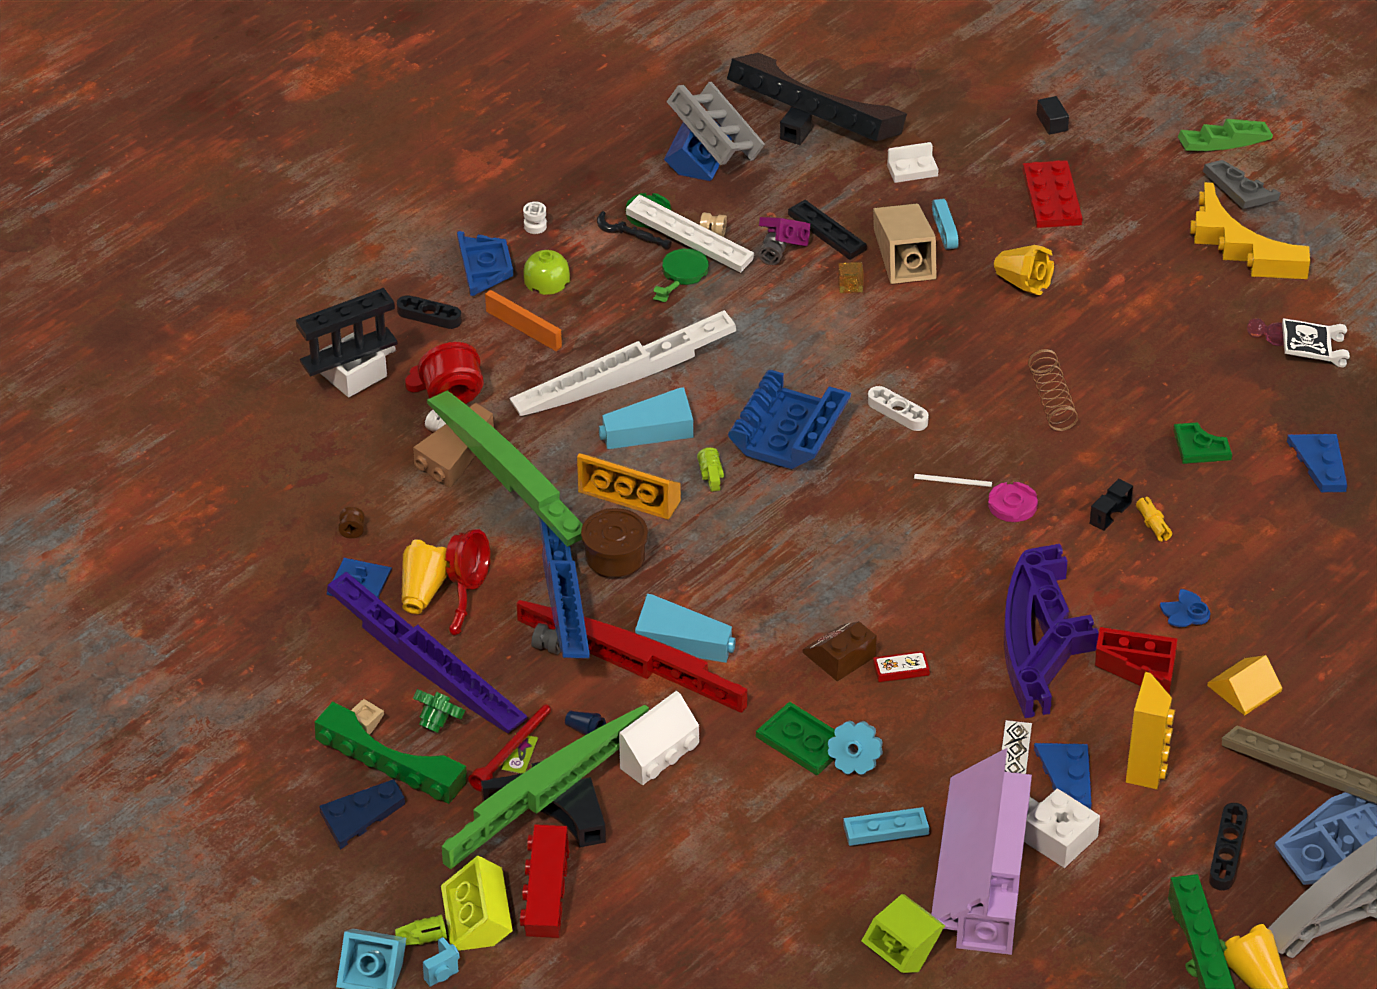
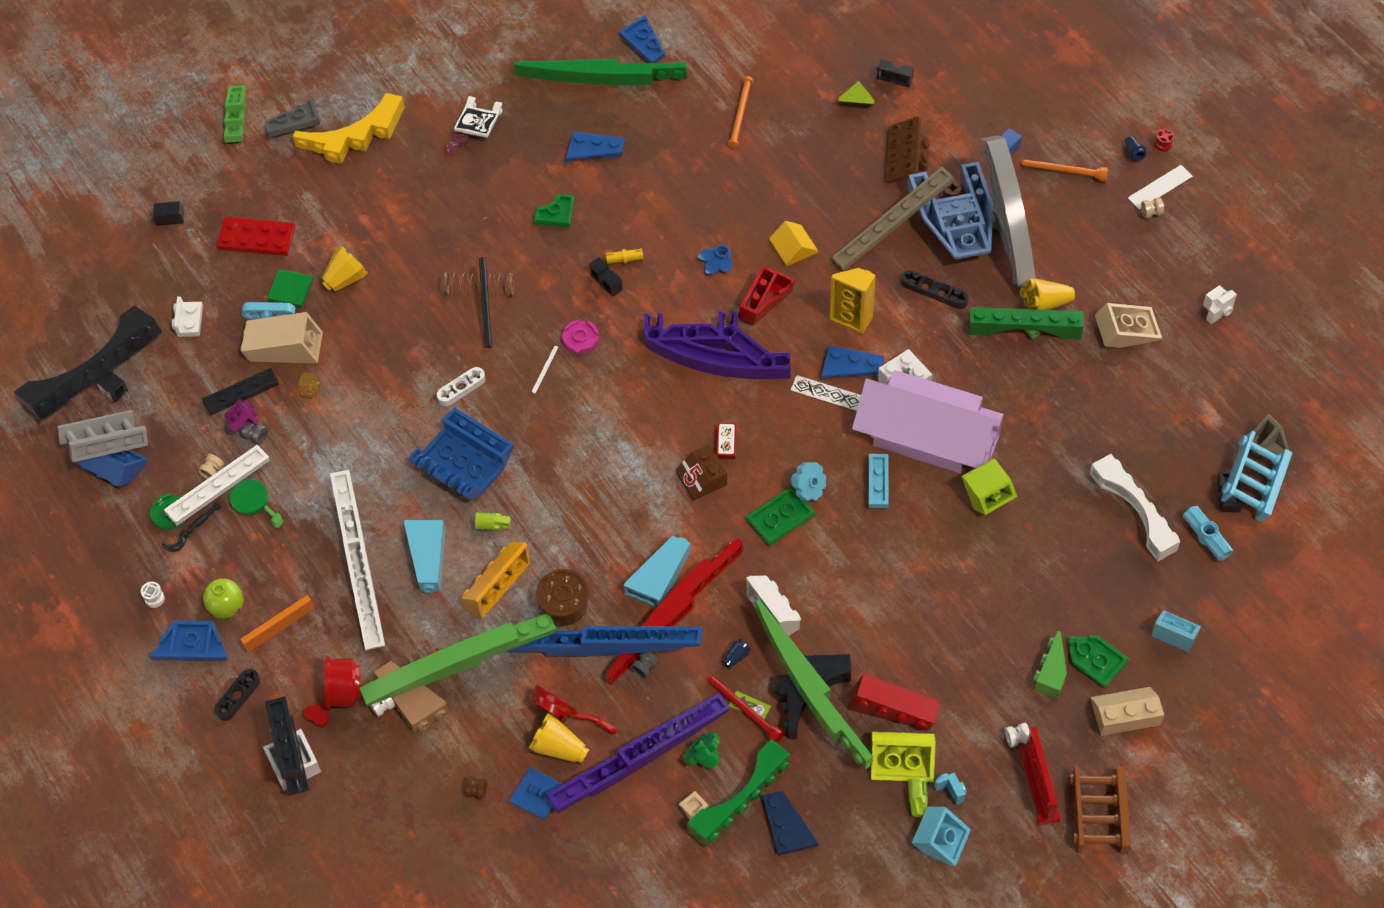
camera: 75 degrees left, 15 degrees up
(986, 237) = (290, 288): none -> green tile
(1020, 396) = (485, 302): none -> black piece

